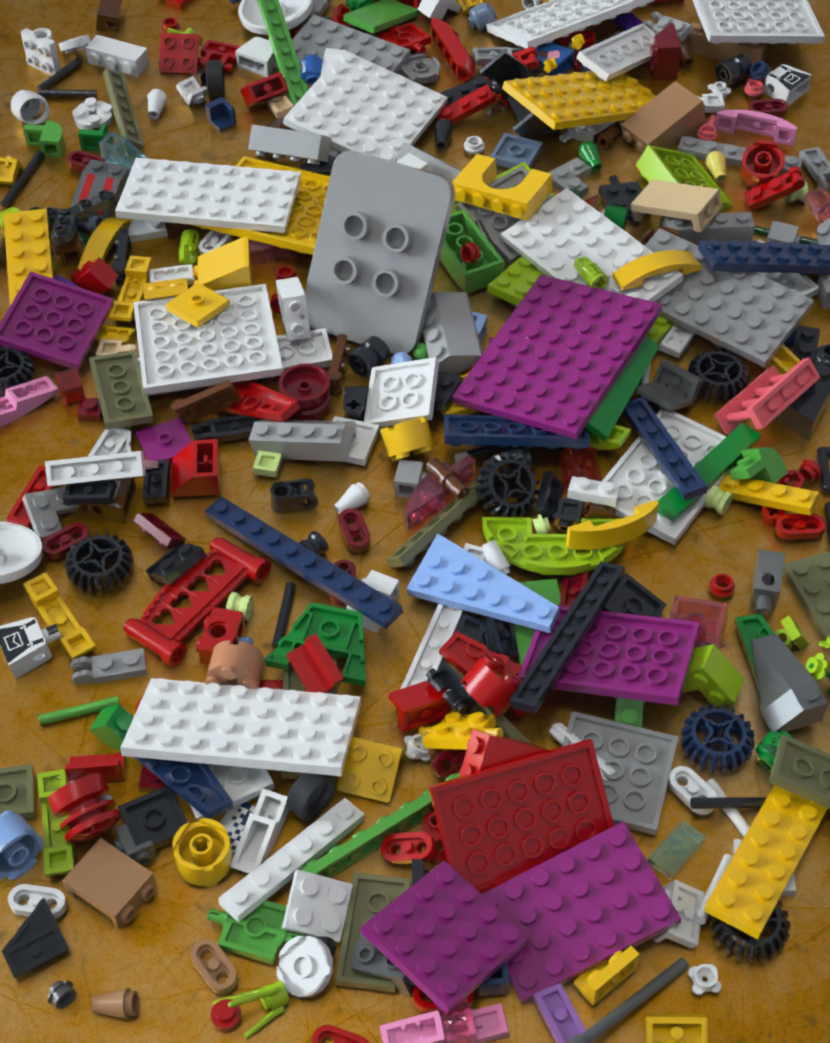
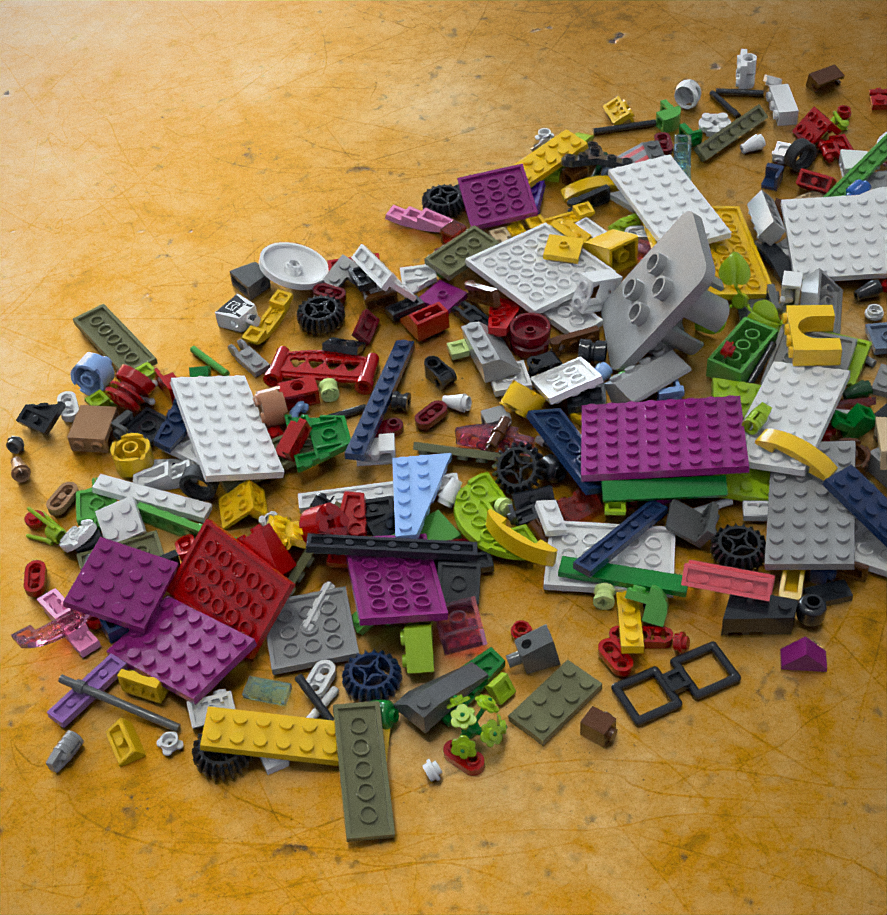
camera: 65 degrees right, 5 degrees down
(94, 276) = (555, 197): red slope -> none
(419, 705) = (294, 501): red panel -> none

